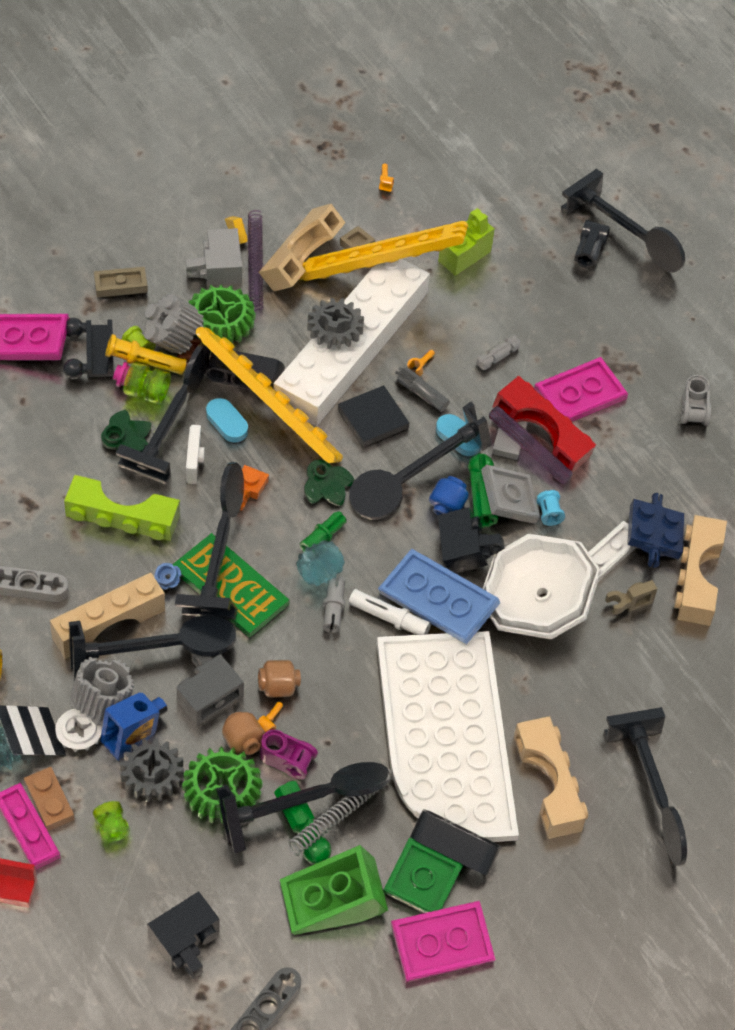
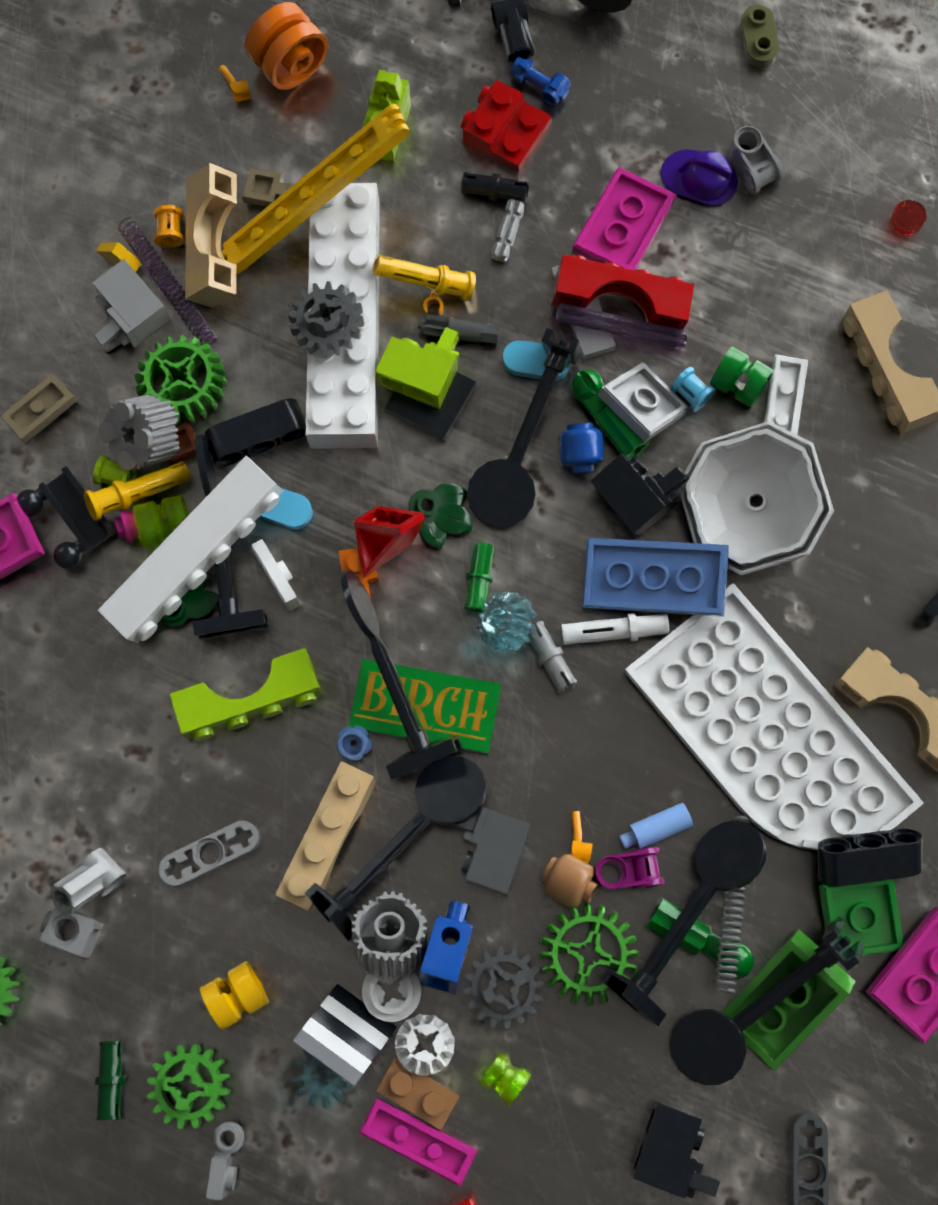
camera: 25 degrees left, 20 degrees up
(64, 775) = (423, 1062): none -> white gear
(151, 402) = (191, 551): none -> white brick
(262, 885) = (712, 1045): none -> black piece
(275, 400) = (296, 449): yellow hinge -> none
(278, 678) = (559, 789): medium nougat head -> none
(280, 229) = (176, 214): none -> light orange bush
(281, 473) = (385, 534): none -> red slope
(328, 742) = (657, 827): none -> light blue cylinder
(375, 392) = (419, 371): none -> lime hinge
(429, 351) = (439, 279): none -> yellow pin
(432, 170) = (286, 45): none -> orange wheel
(509, 323) = (495, 187): none -> black pin
(542, 293) = (504, 125): none -> red plate
(588, 517) = (730, 371): none -> green wheel
(591, 290) = (553, 89): none -> blue bar
(637, 596) = (850, 436): dark tan plate -> none
(654, 394) = (700, 176): none -> dark purple piece
(656, 529) = (816, 344): dark blue plate -> none

